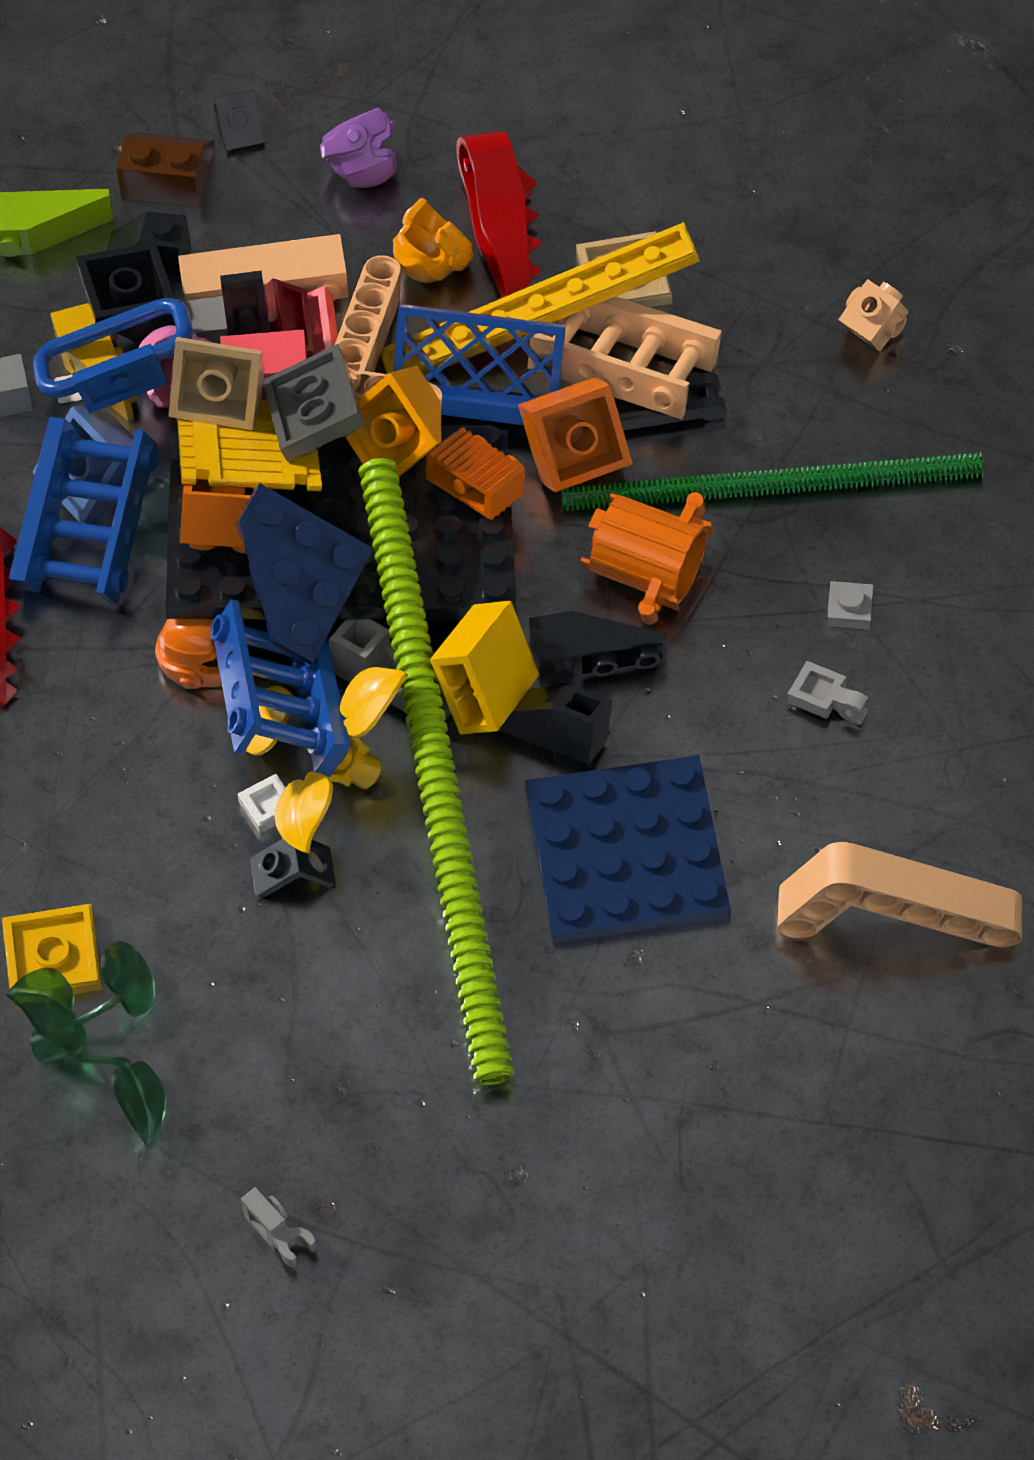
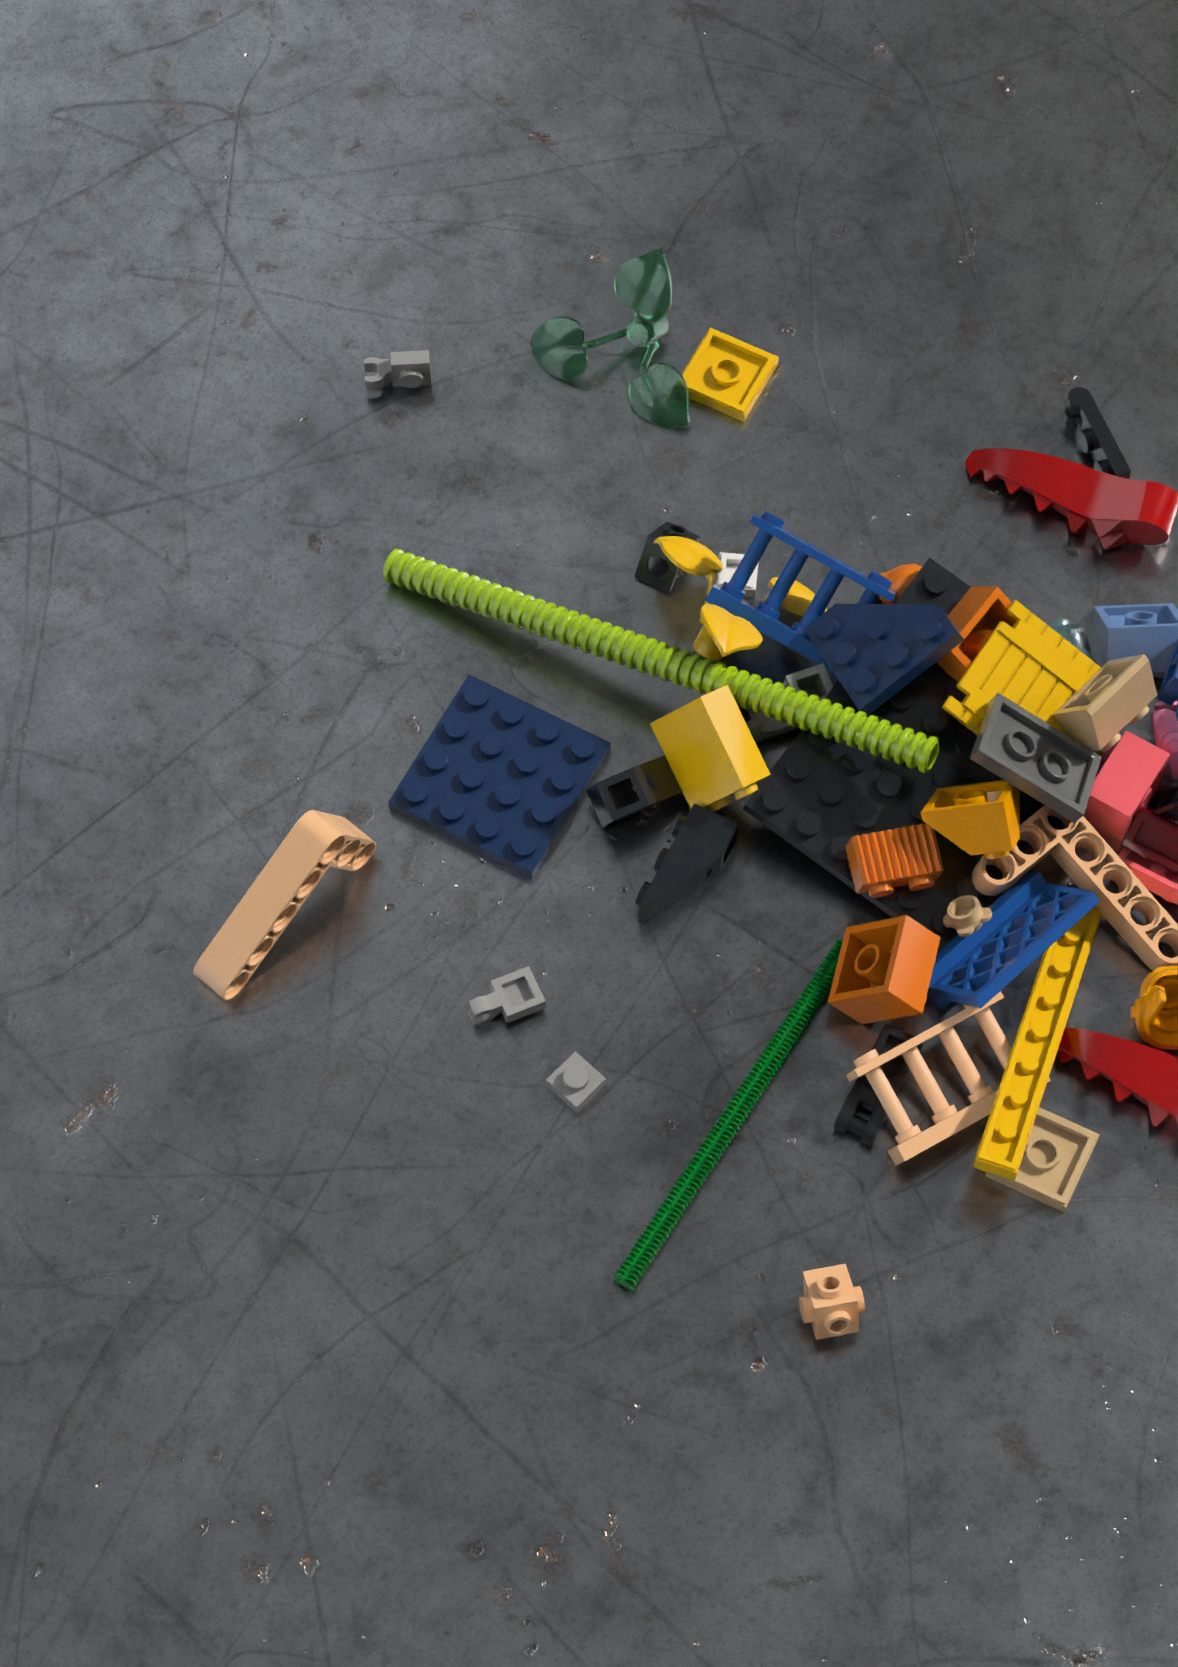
camera: 125 degrees right, 5 degrees up
(53, 485) = (1091, 553): blue fence -> none
(470, 400) = (966, 915): none -> tan plate
(649, 549) = (733, 951): orange container -> none

